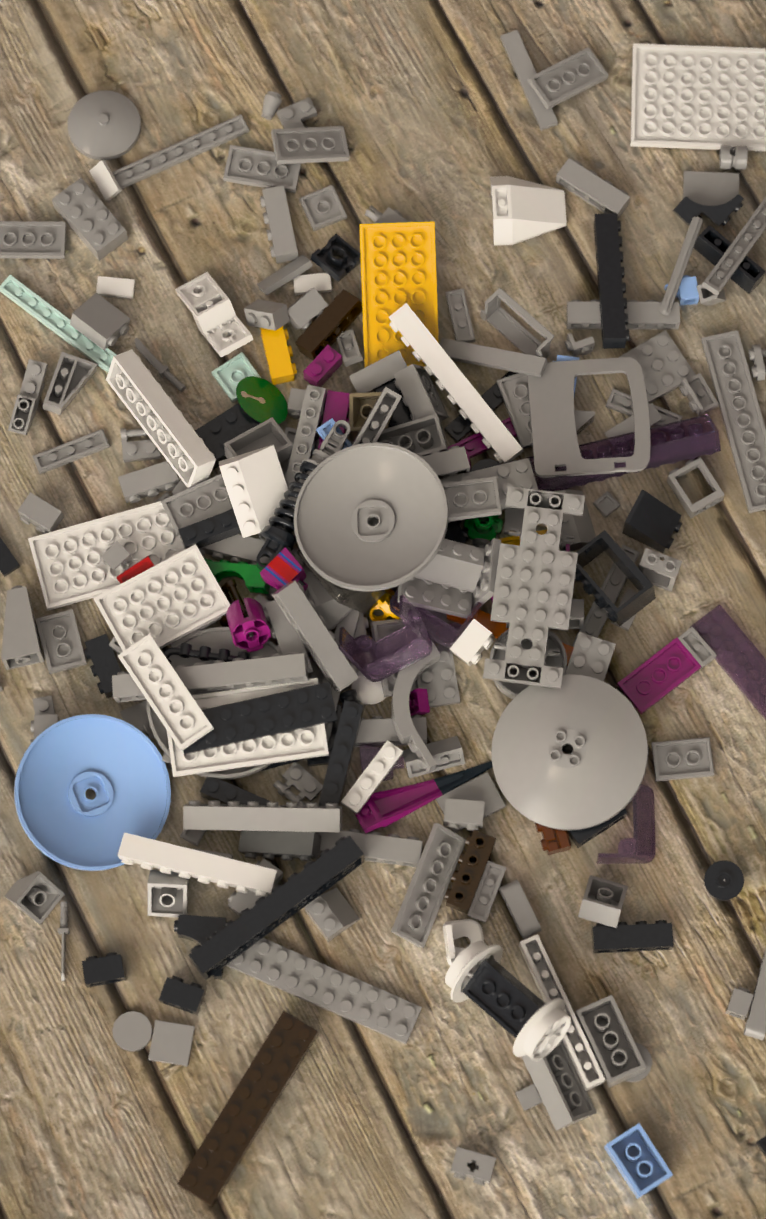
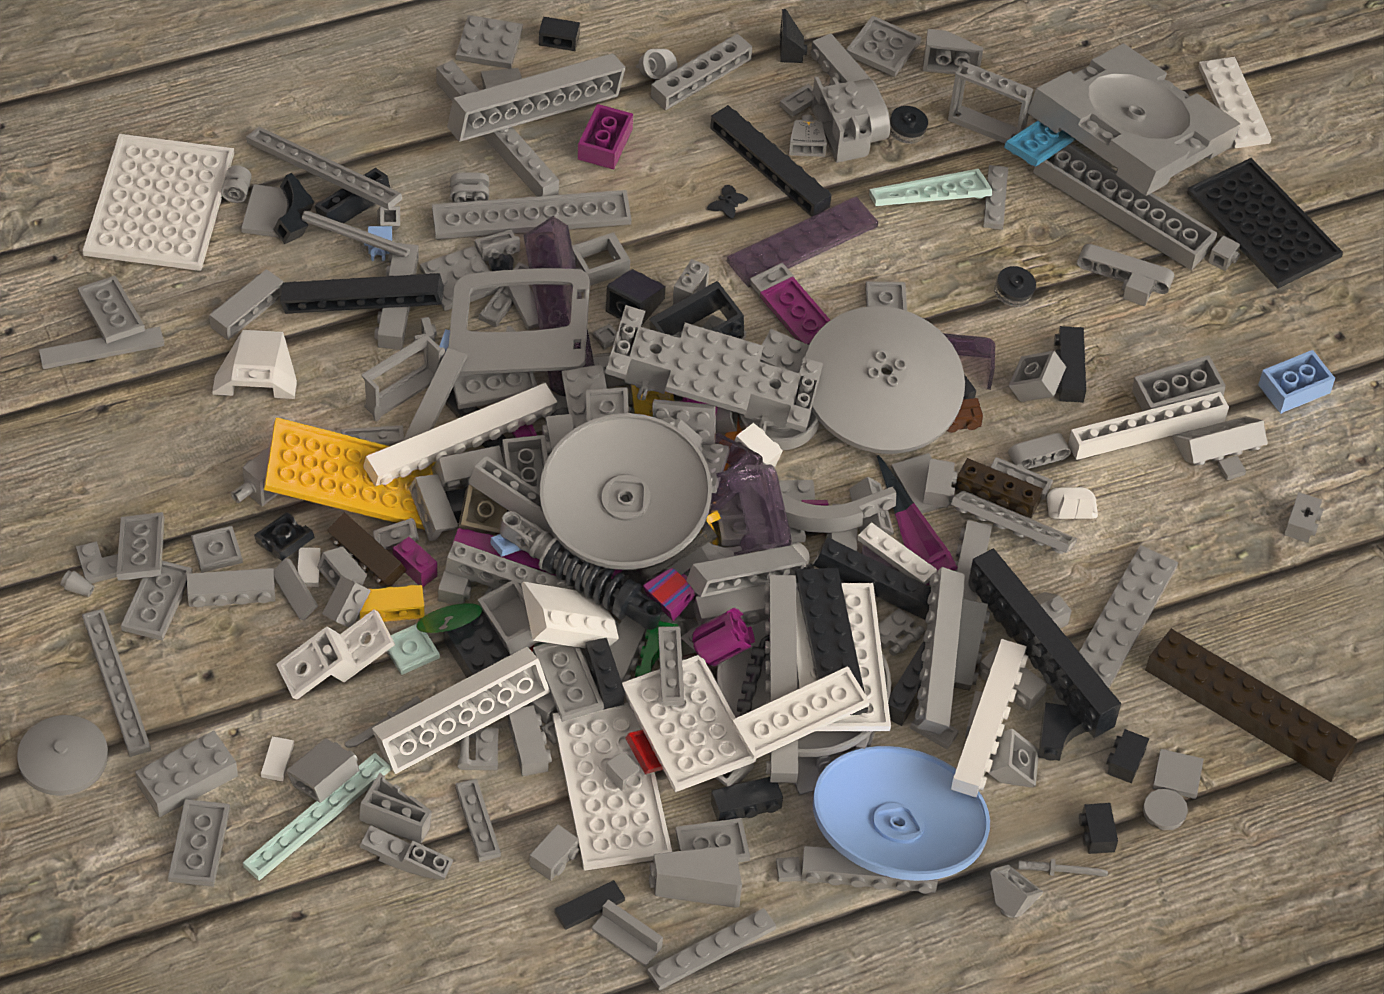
camera: 90 degrees left, 20 degrees down
(105, 180) = (137, 756): white tile -> none
(211, 581) = (671, 666): none -> light grey plate
(508, 1001) = (1174, 425): brick -> none
(673, 400) = (504, 262): none -> black tile

